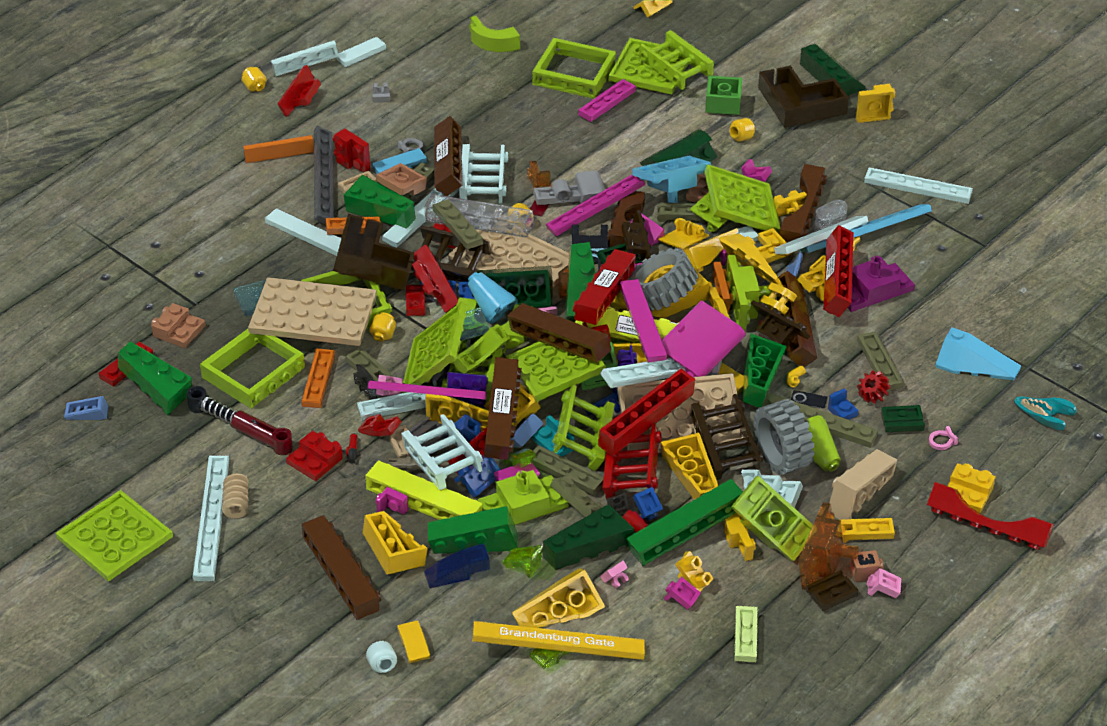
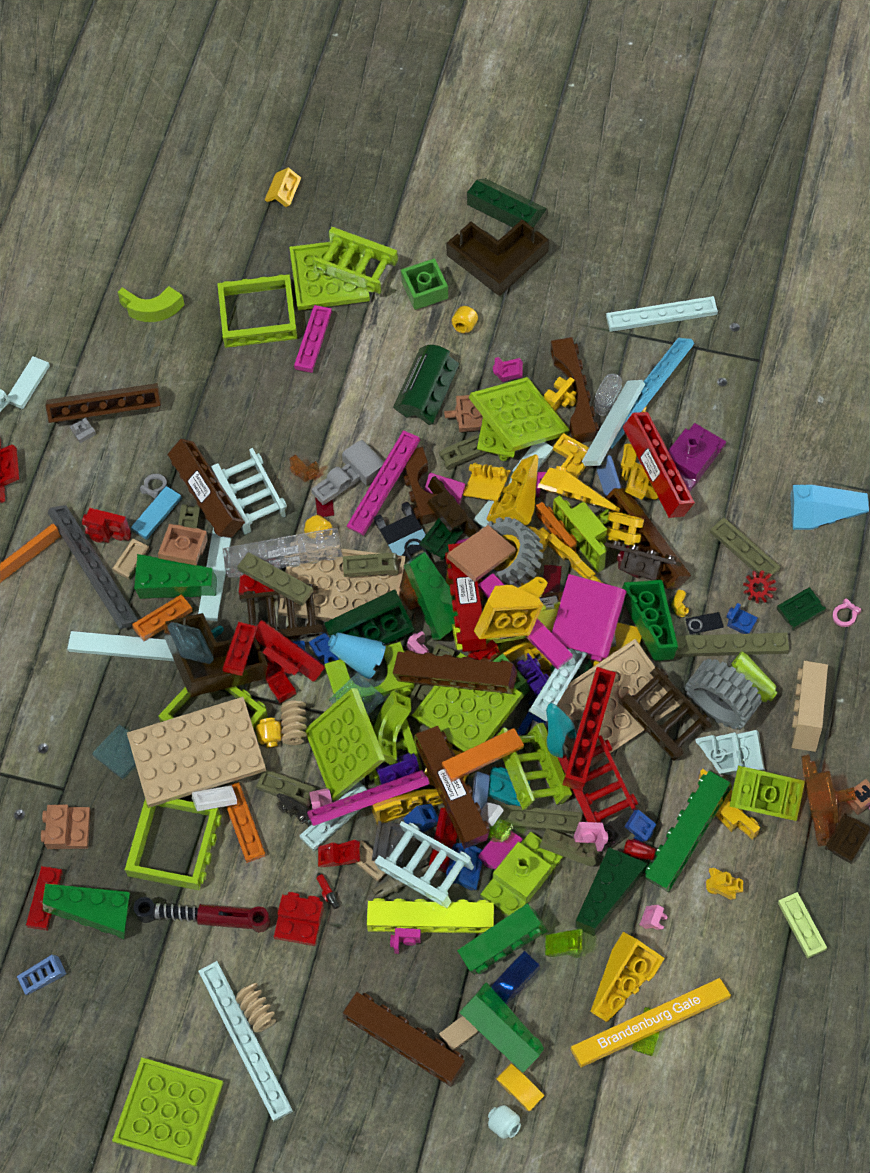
camera: 25 degrees left, 20 degrees up
(304, 346) = (214, 798): none -> white tile
(358, 235) = (190, 642): none -> clear light blue tile
(391, 545) = (437, 991): yellow wedge -> none
(394, 252) = (240, 648): none -> red tile
(395, 583) = (458, 1033): none -> tan tile
(406, 327) = (293, 722): none -> tan piece
(408, 79) = (103, 402): none -> reddish brown brick
(426, 587) = (502, 1027): none -> green wedge
(523, 444) = (491, 813): none -> white tile
(541, 392) = (482, 755): none -> orange tile
(544, 249) = (370, 564): none -> olive plate
(600, 490) = (591, 833): none -> bright pink bracket
(617, 395) = (558, 727): none -> teal animal
(630, 296) = (511, 610): none -> yellow slope
(637, 261) = (481, 553): none -> nougat tile
(672, 175) = (441, 415): medium azure brick -> none
(682, 592) = (722, 908): dark pink bracket -> none
(690, 463) = (654, 761): yellow wedge -> none
(867, 529) = (839, 752): yellow plate -> none
(875, 103) = (575, 233): yellow plate -> none

